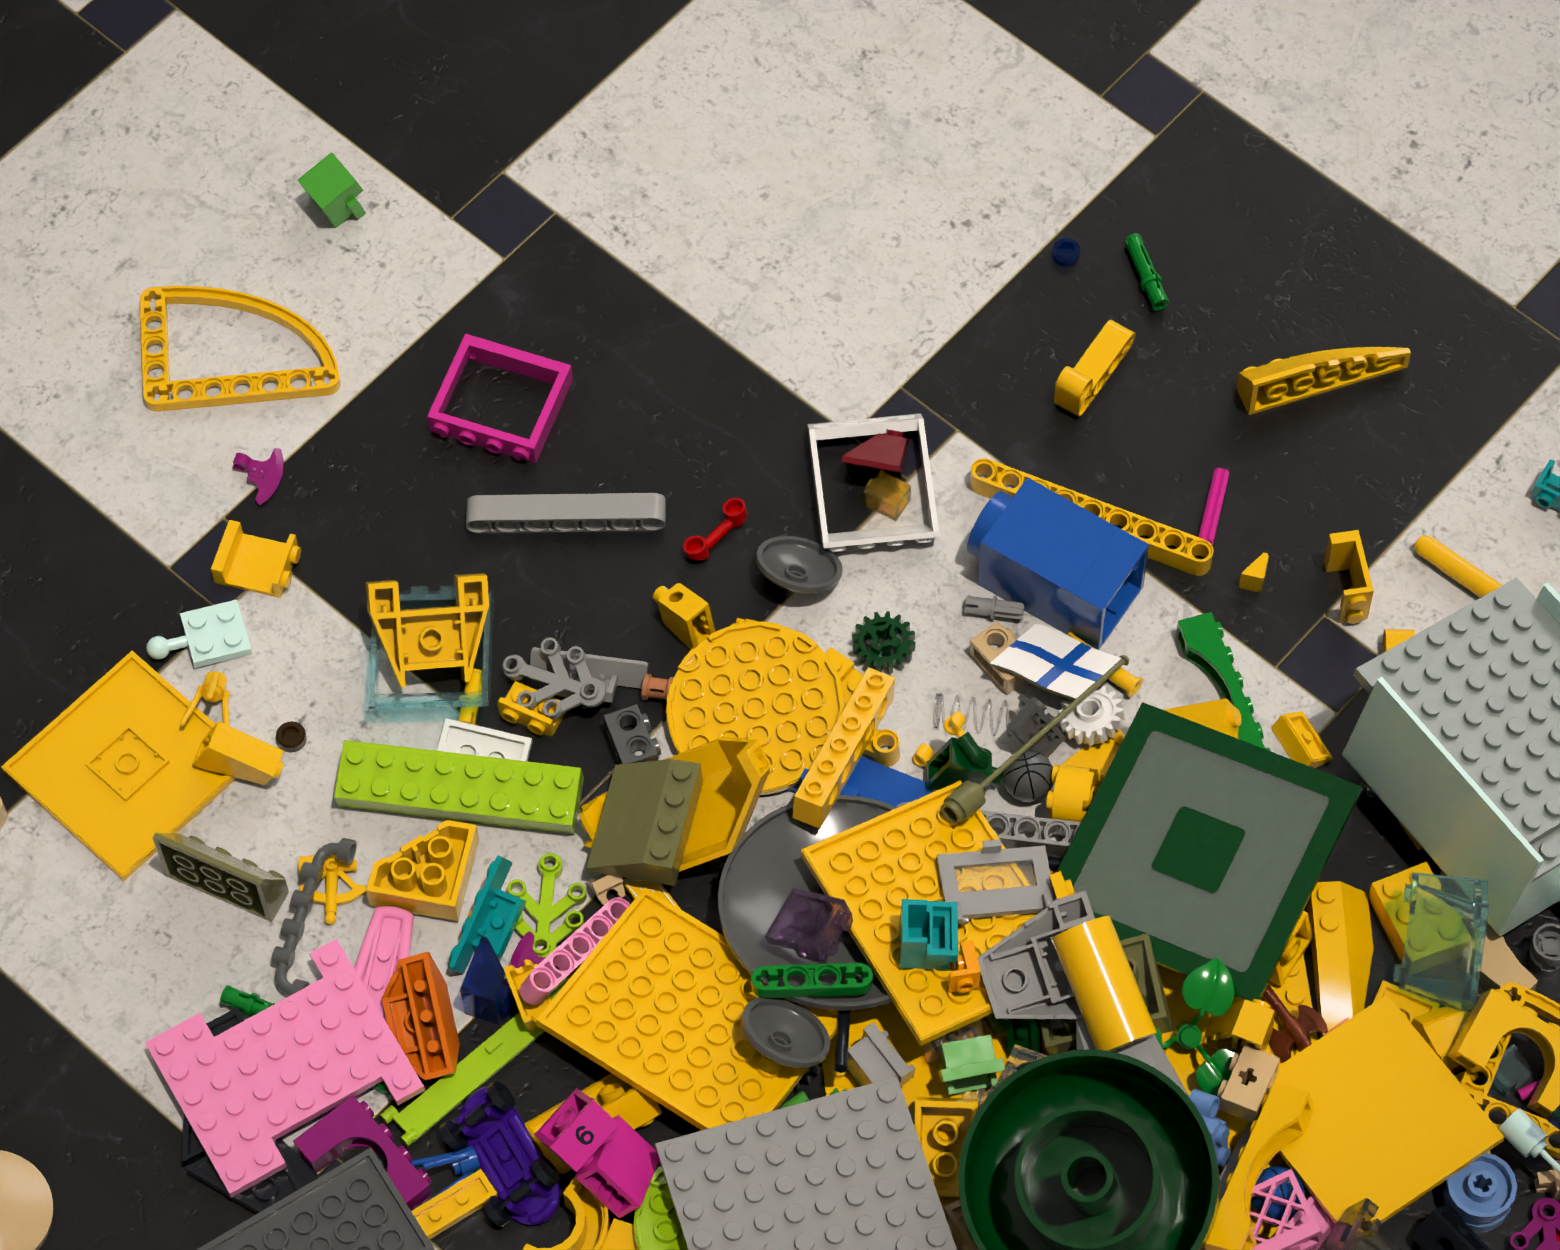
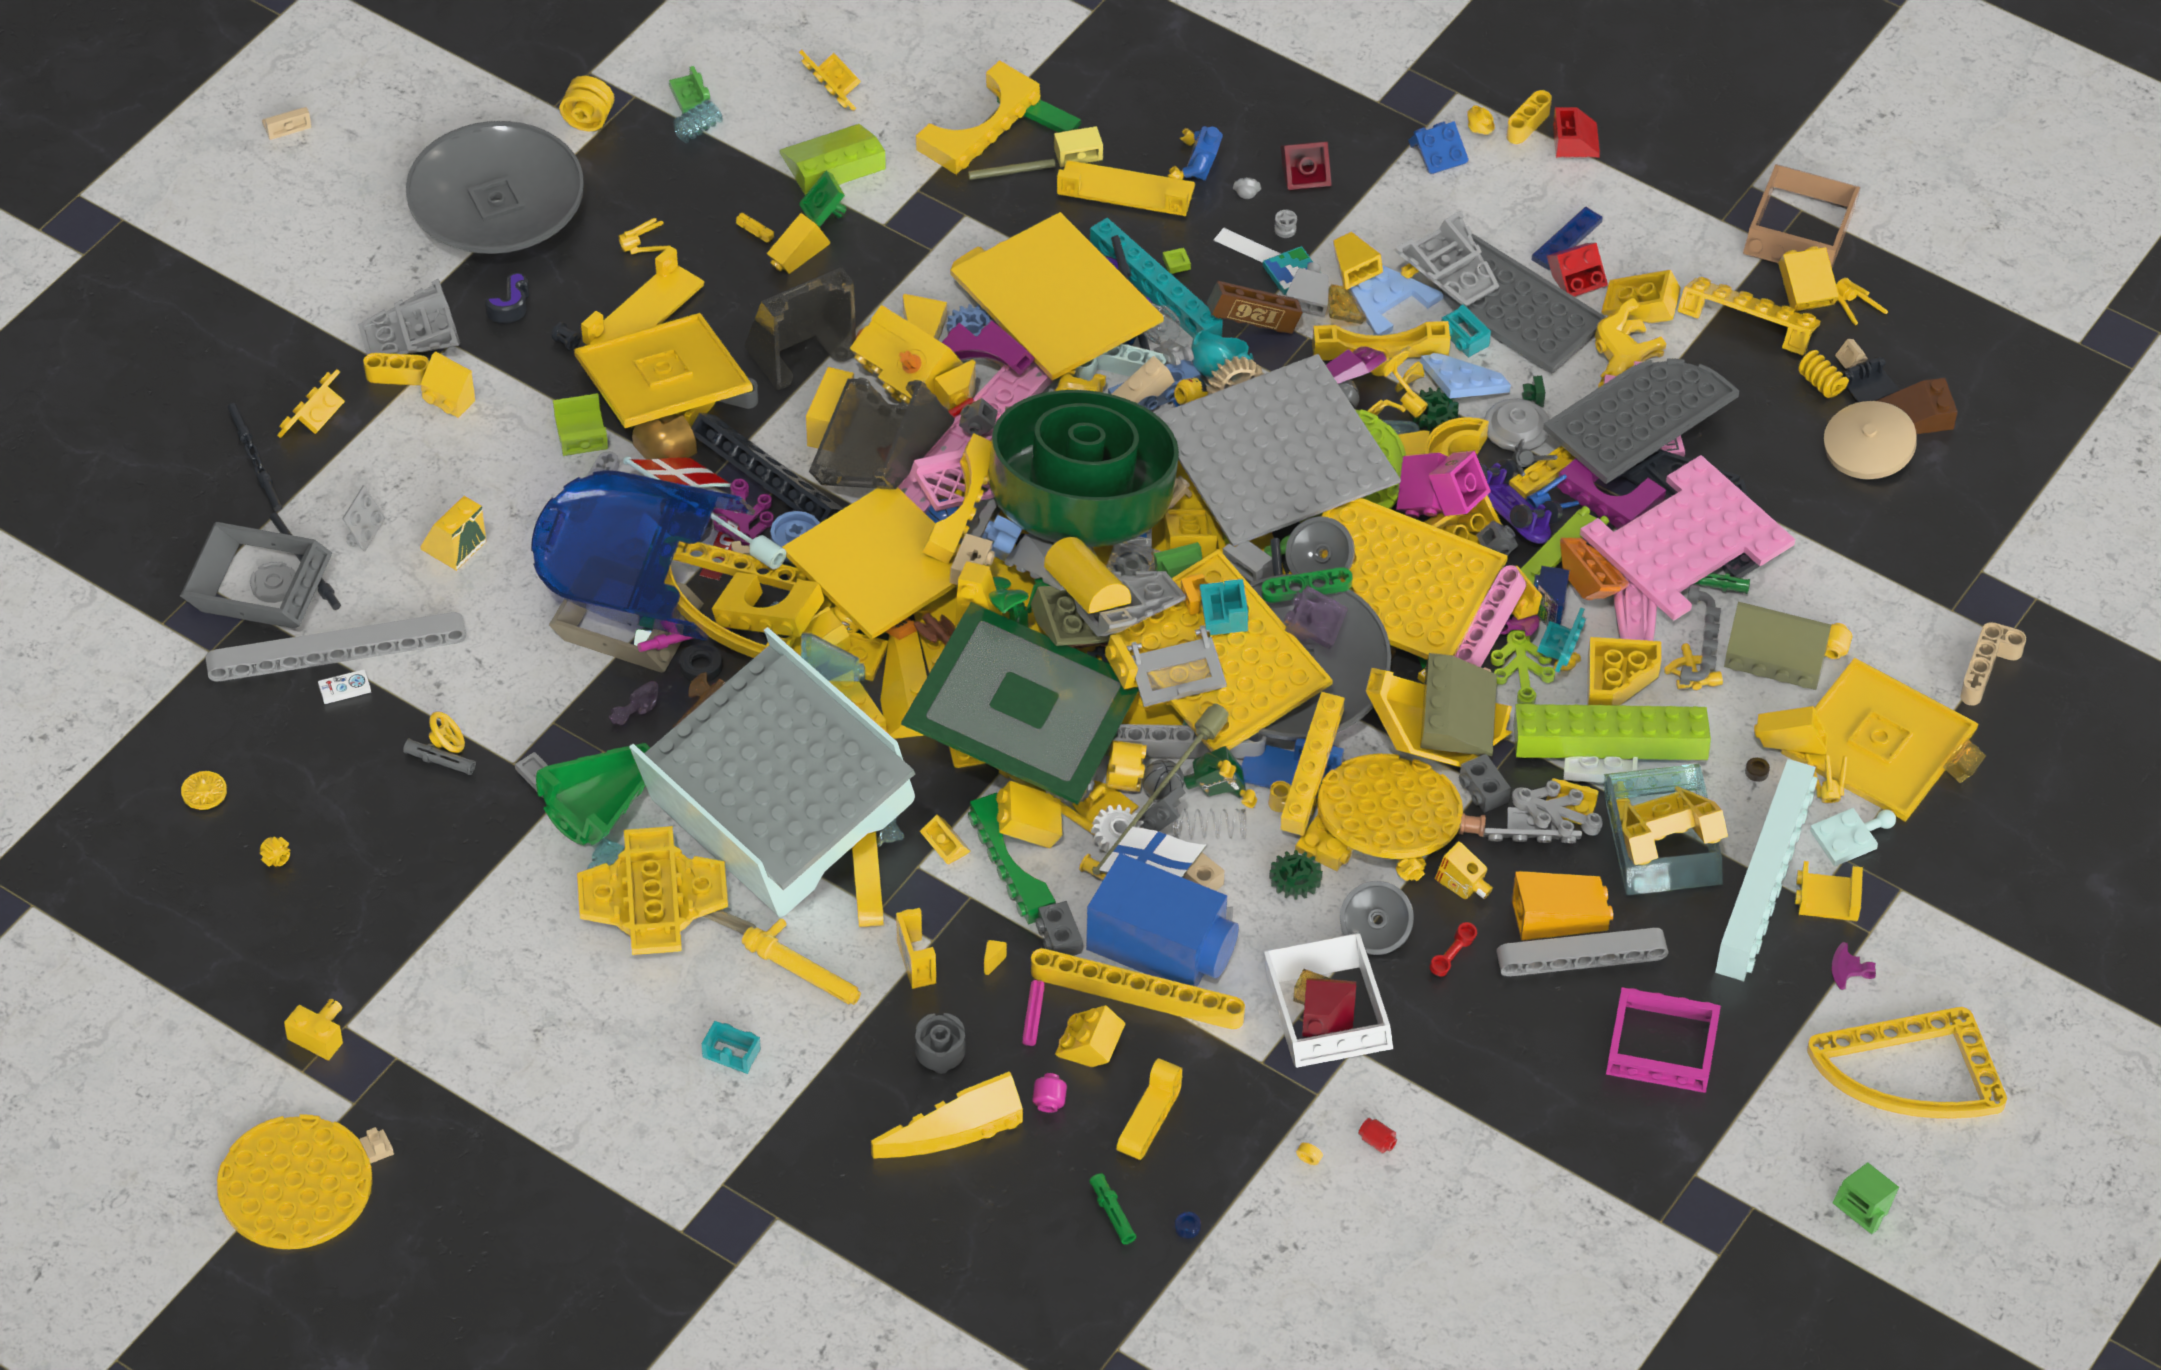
camera: 170 degrees right, 10 degrees down
(38, 707) = (1964, 761): none -> clear yellow brick
(139, 896) = (1839, 641): none -> yellow head
(323, 579) = (1767, 870): none -> light aqua brick
(469, 1226) = (1525, 457): none -> dark grey plant
(537, 1090) = (1498, 538): none -> dark grey brick
(578, 564) = (1559, 904): none -> light orange slope
(843, 320) = (1378, 1135): none -> red brick
(923, 308) = (1309, 1153): none -> yellow tile
(1151, 462) = (1091, 1037): none -> yellow slope
(1170, 598) = (1059, 935): none -> dark grey brick
(1204, 401) = (1049, 1093): none -> dark pink head
(1325, 466) = (940, 1042): none -> dark grey brick

